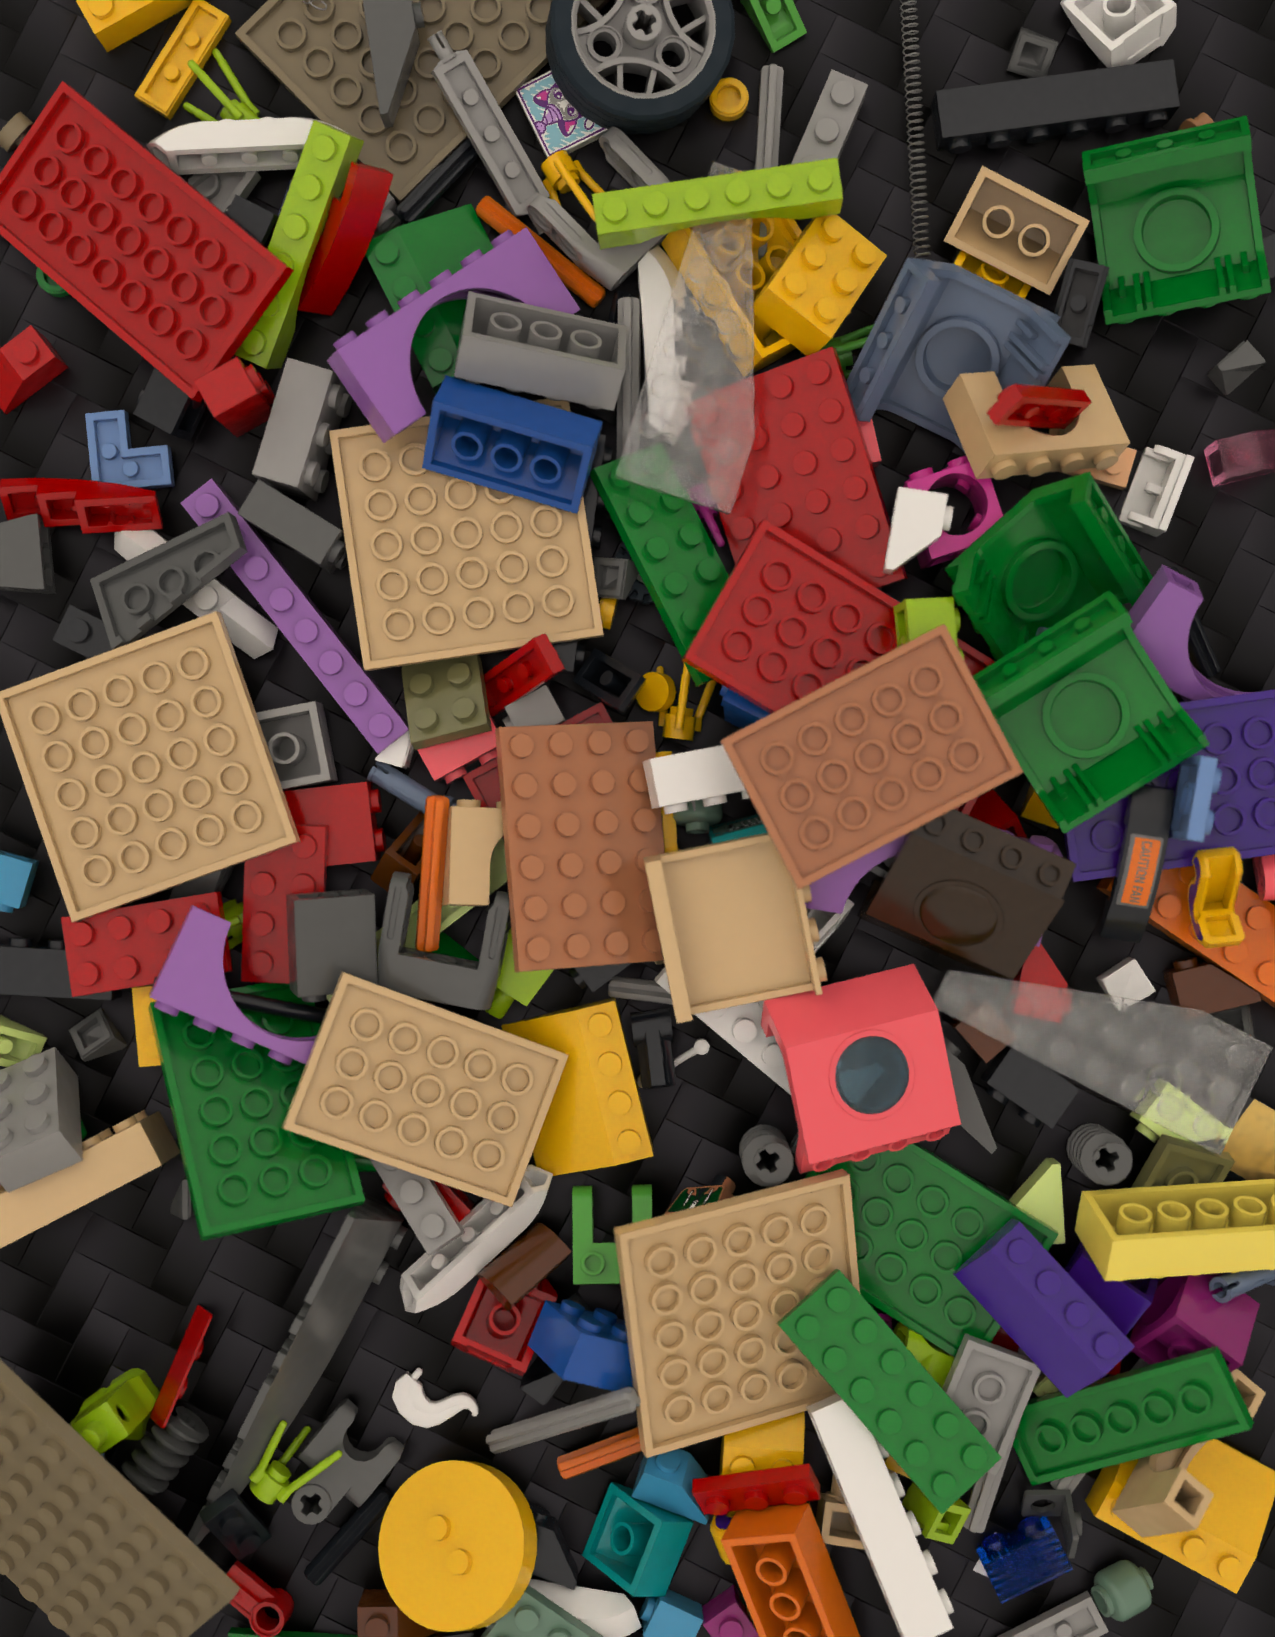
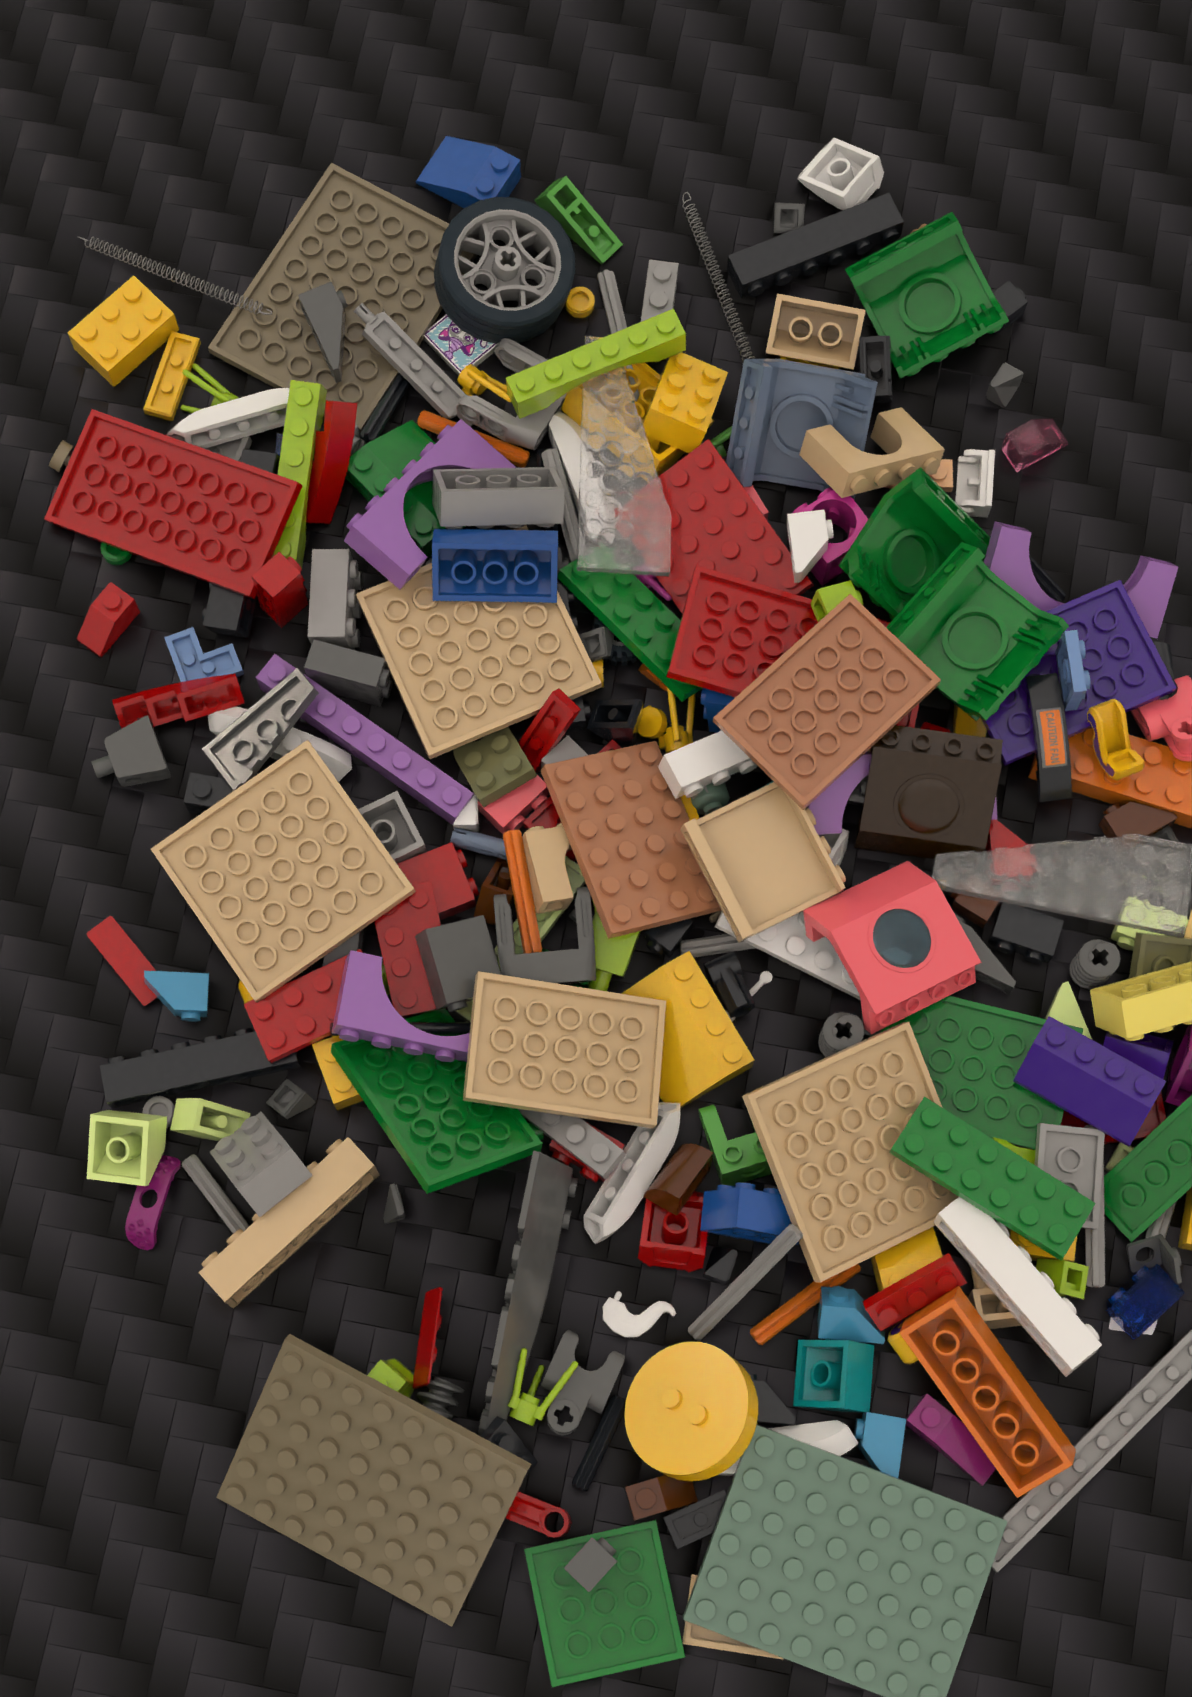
camera: 15 degrees left, 15 degrees down
(1038, 406) = (869, 435): red plate -> none
(1126, 980) = (1075, 831): white slope -> none

